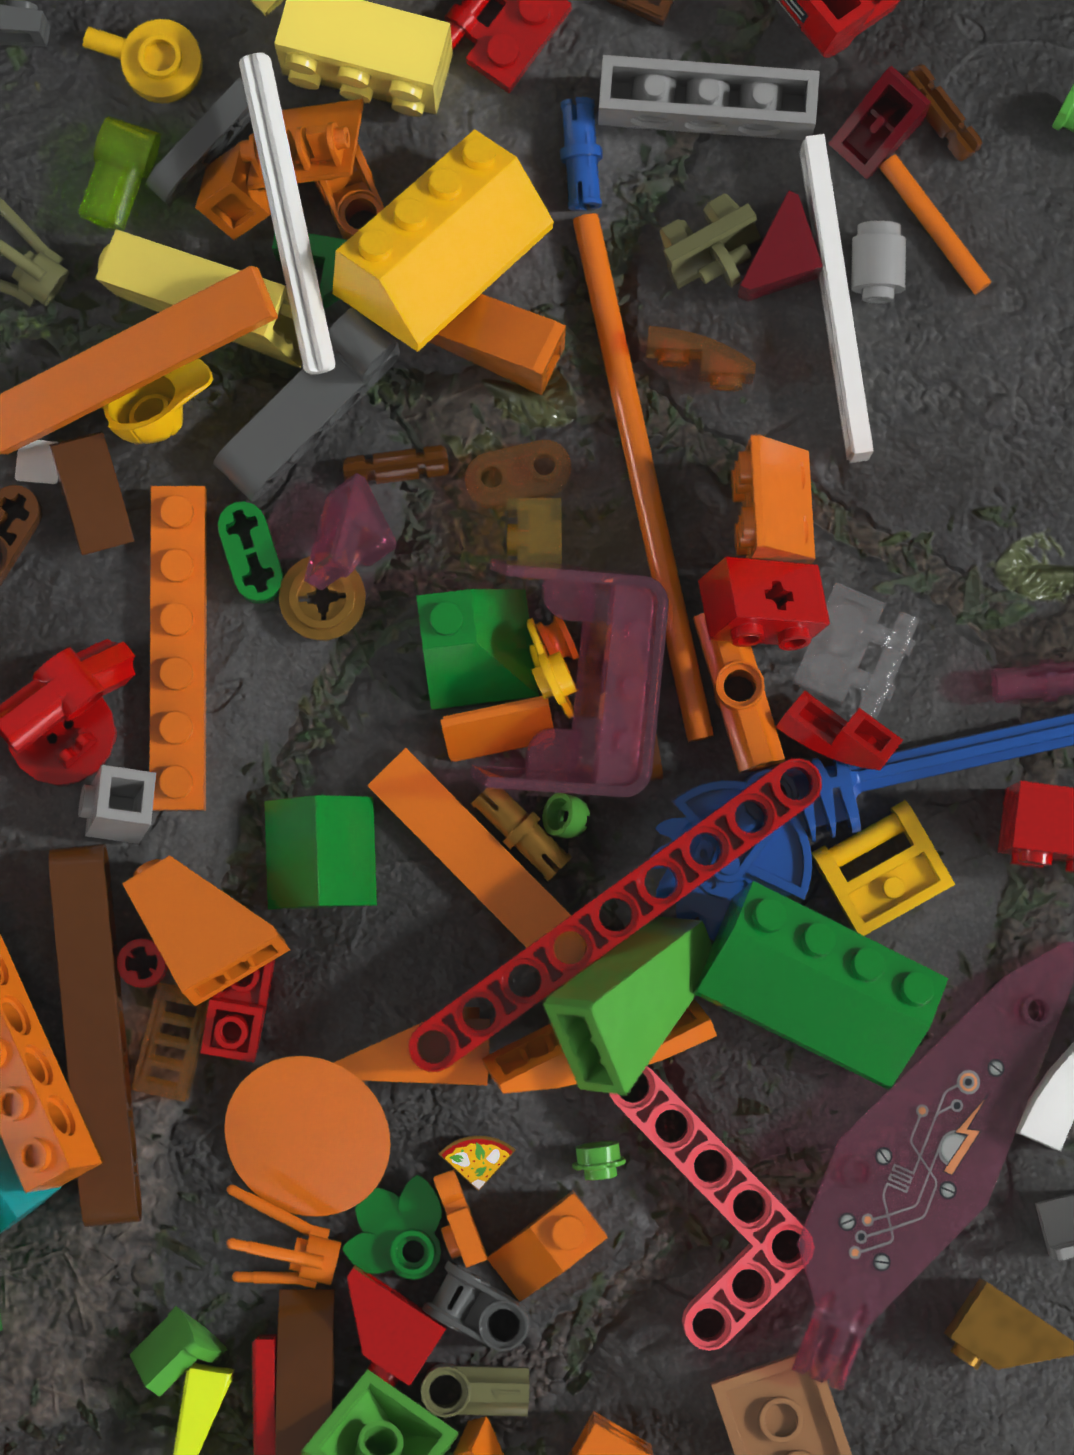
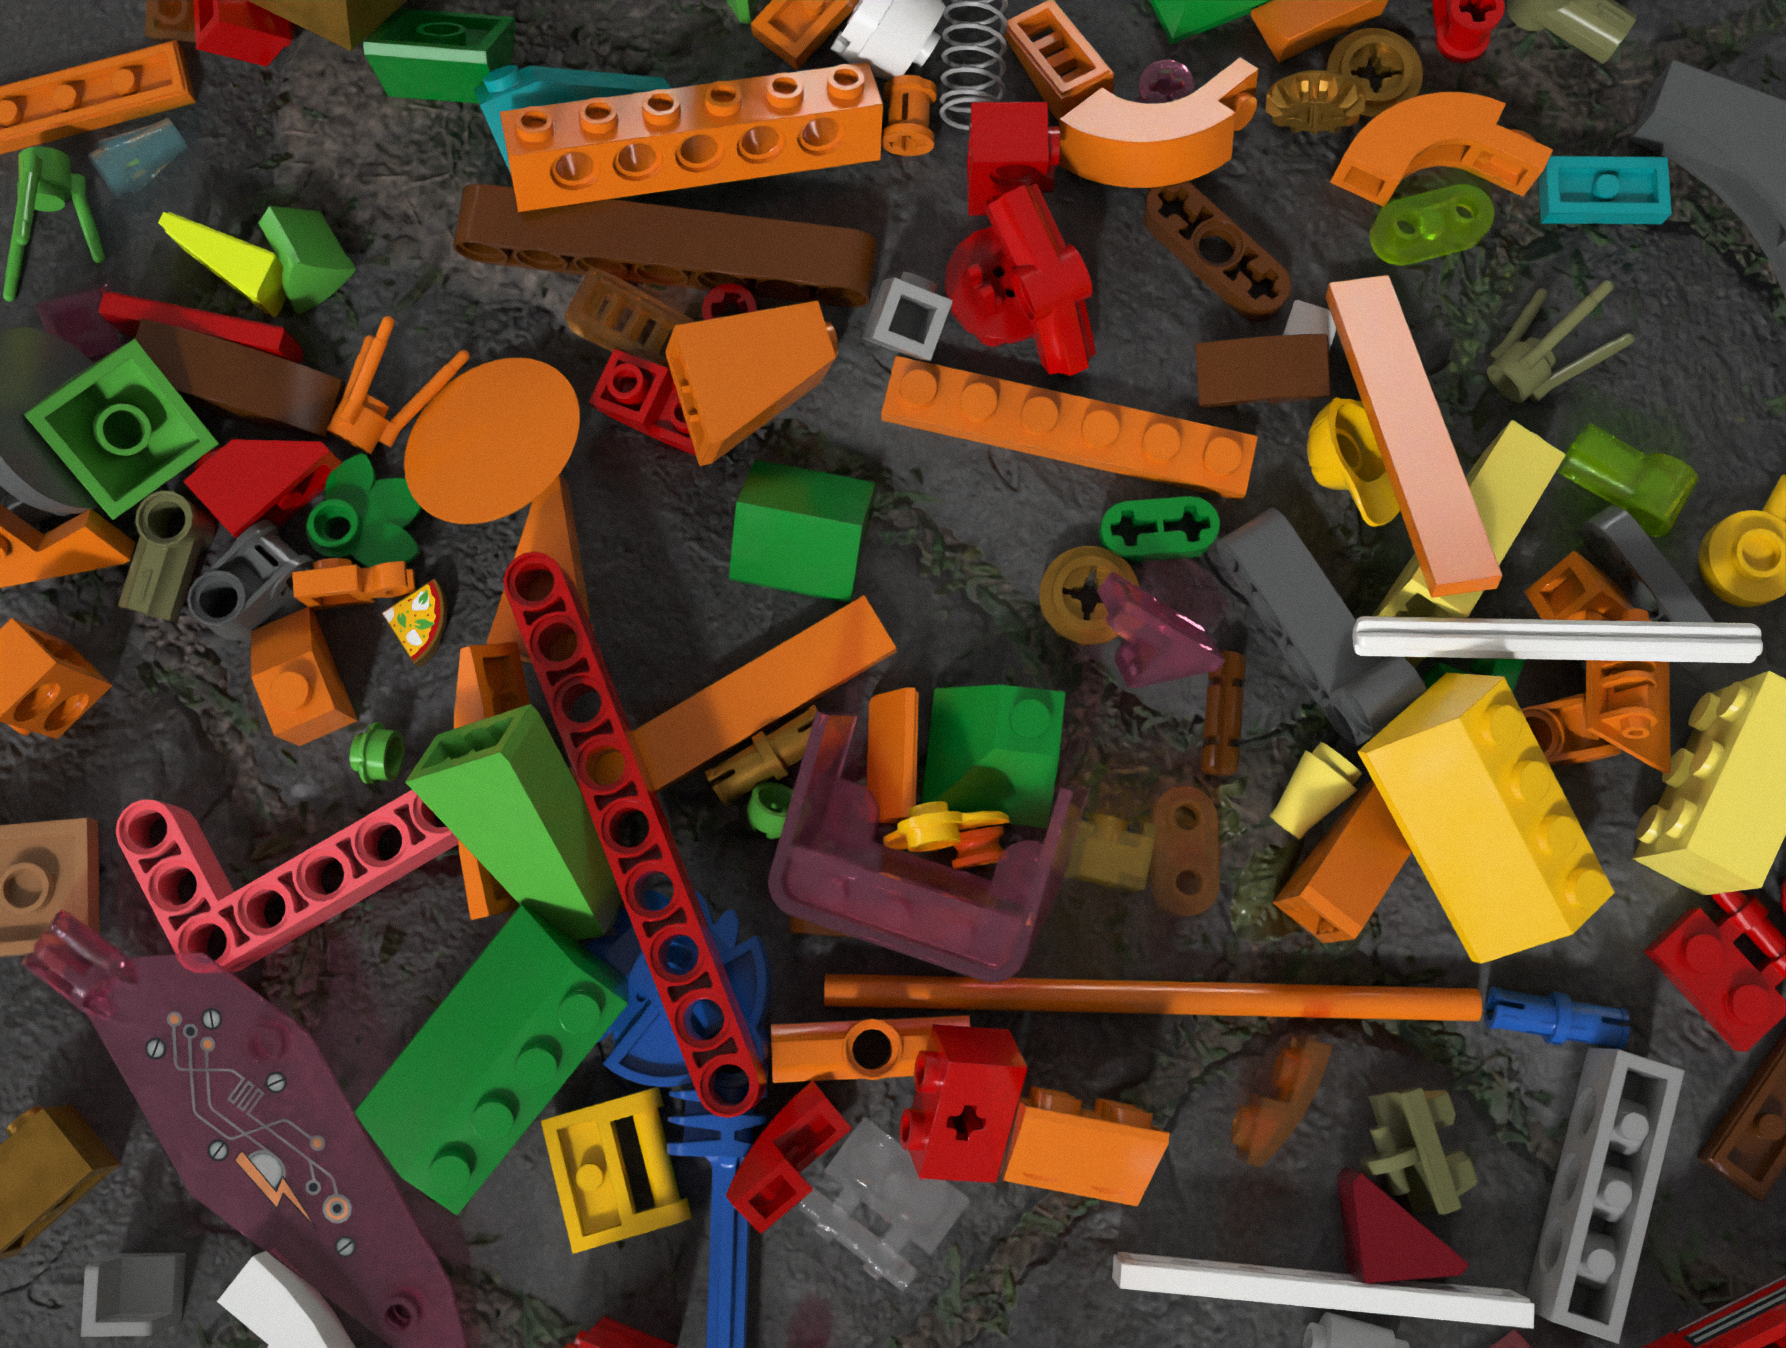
camera: 105 degrees right, 5 degrees down
(443, 379) = (1315, 789): none -> light yellow cone

